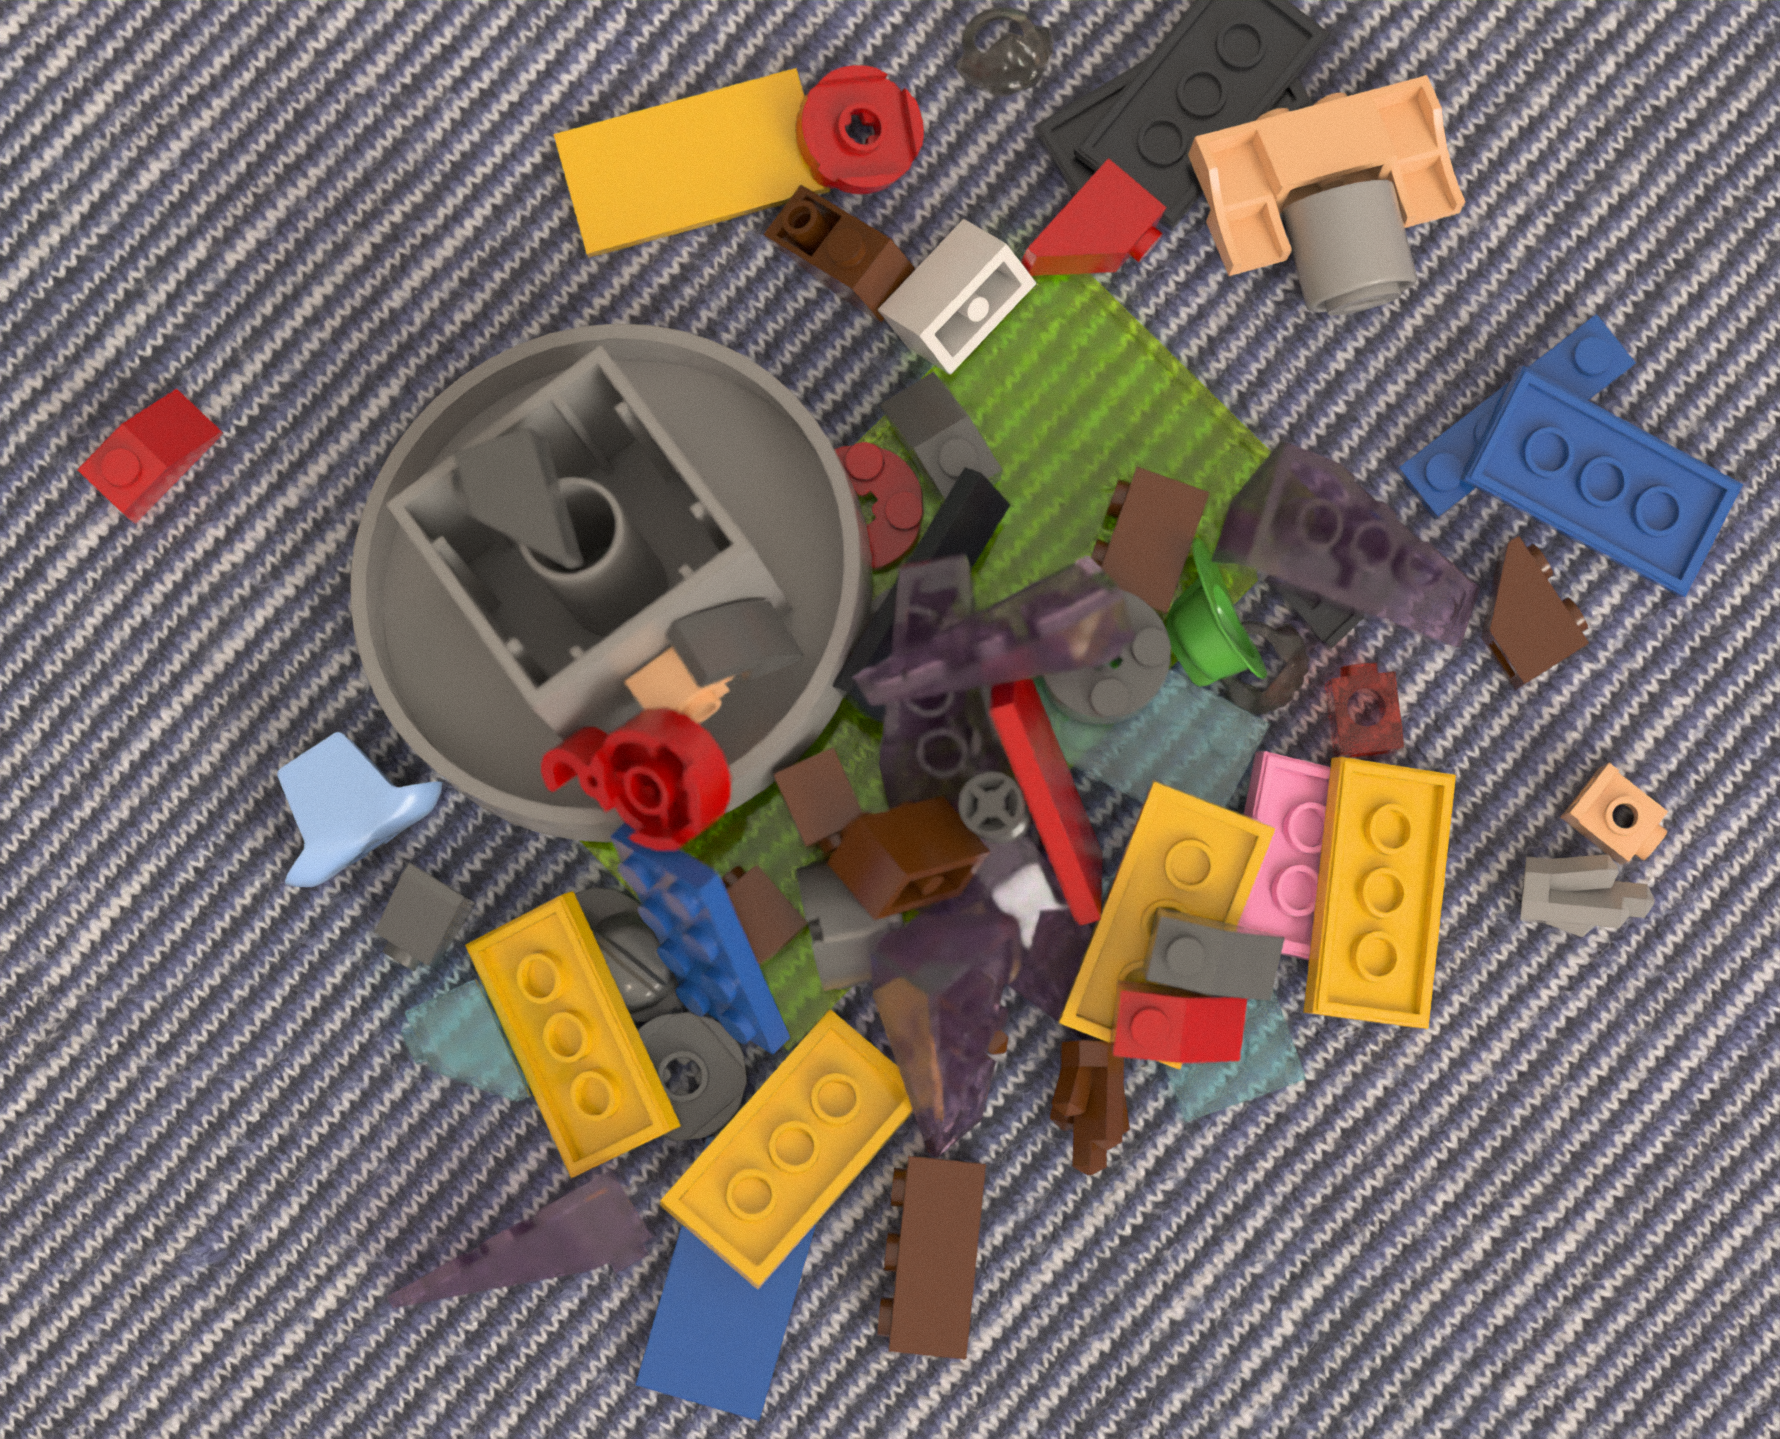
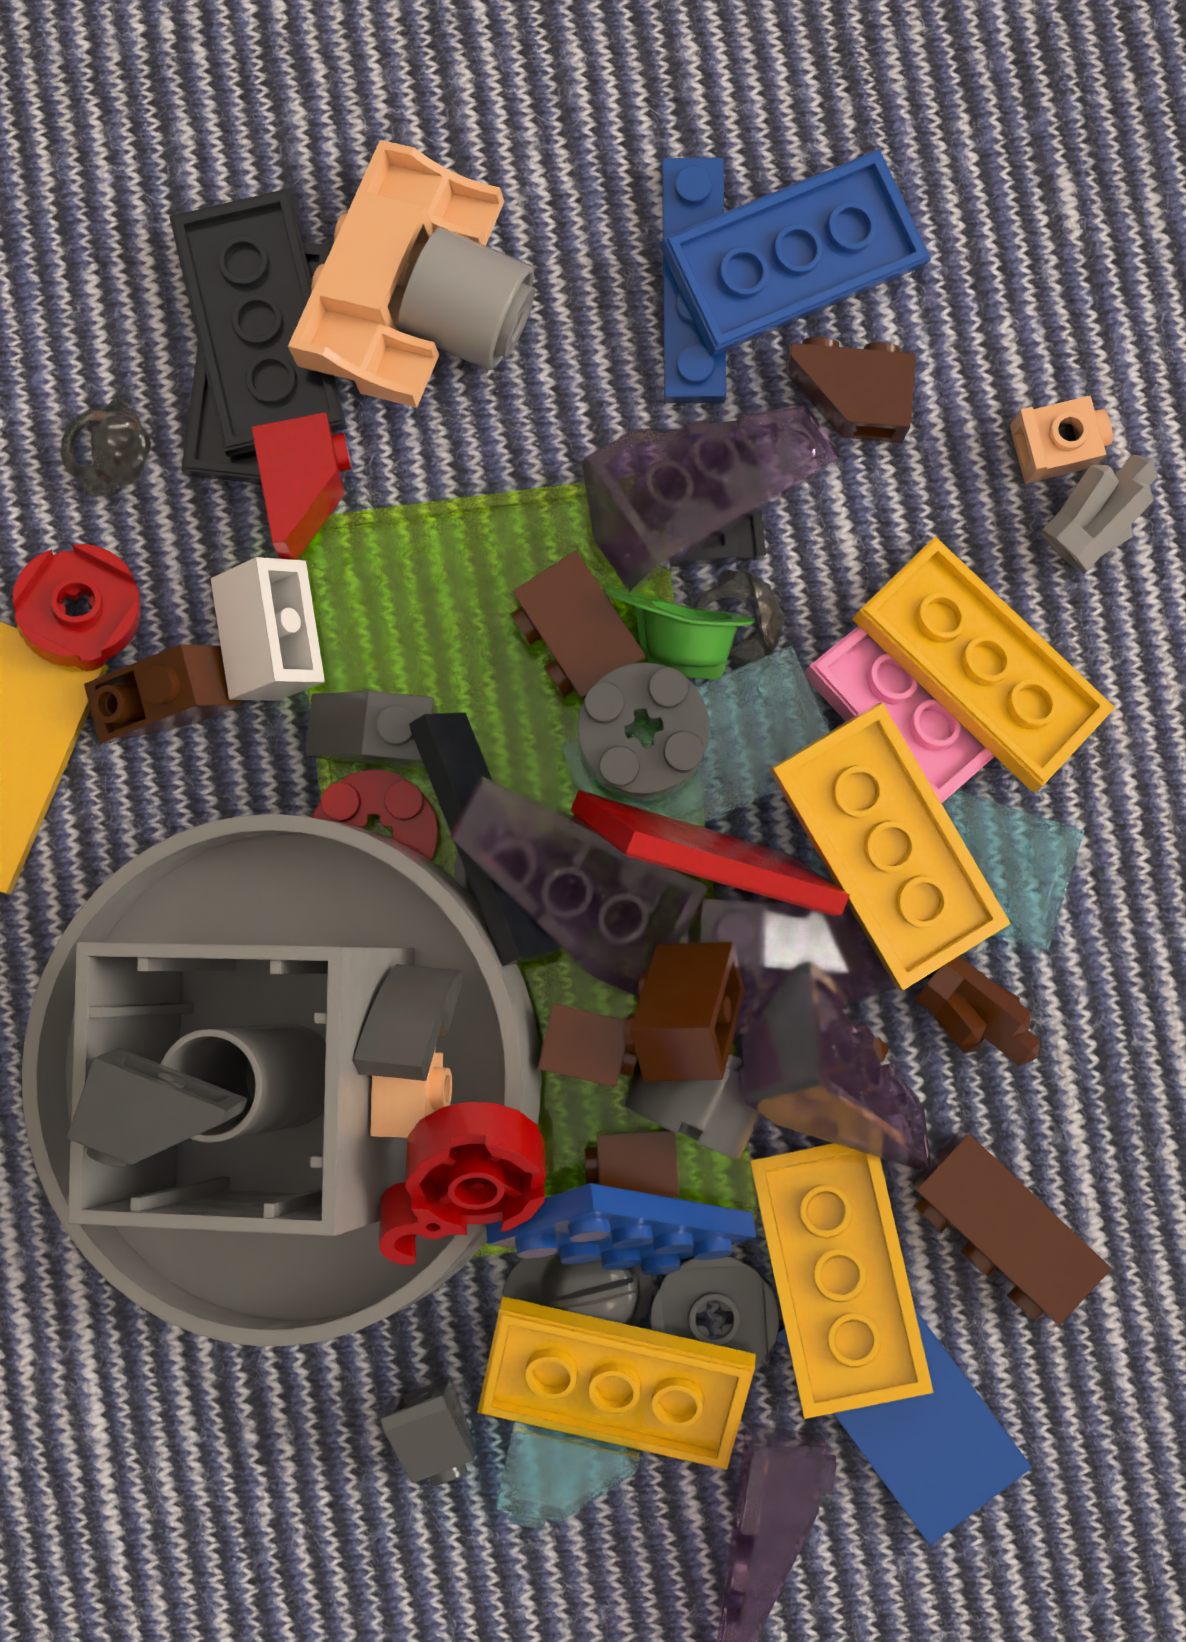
camera: 50 degrees left, 0 degrees up
(345, 807) = (293, 1428): light blue piece -> none
(985, 799) = (688, 912): dark grey wheel -> none
(1038, 631) = (590, 762): wedge -> none
(1176, 1024) = (976, 900): slope -> none
(1211, 956) = (945, 831): dark grey slope -> none
(1348, 737) = (840, 595): clear red brick -> none

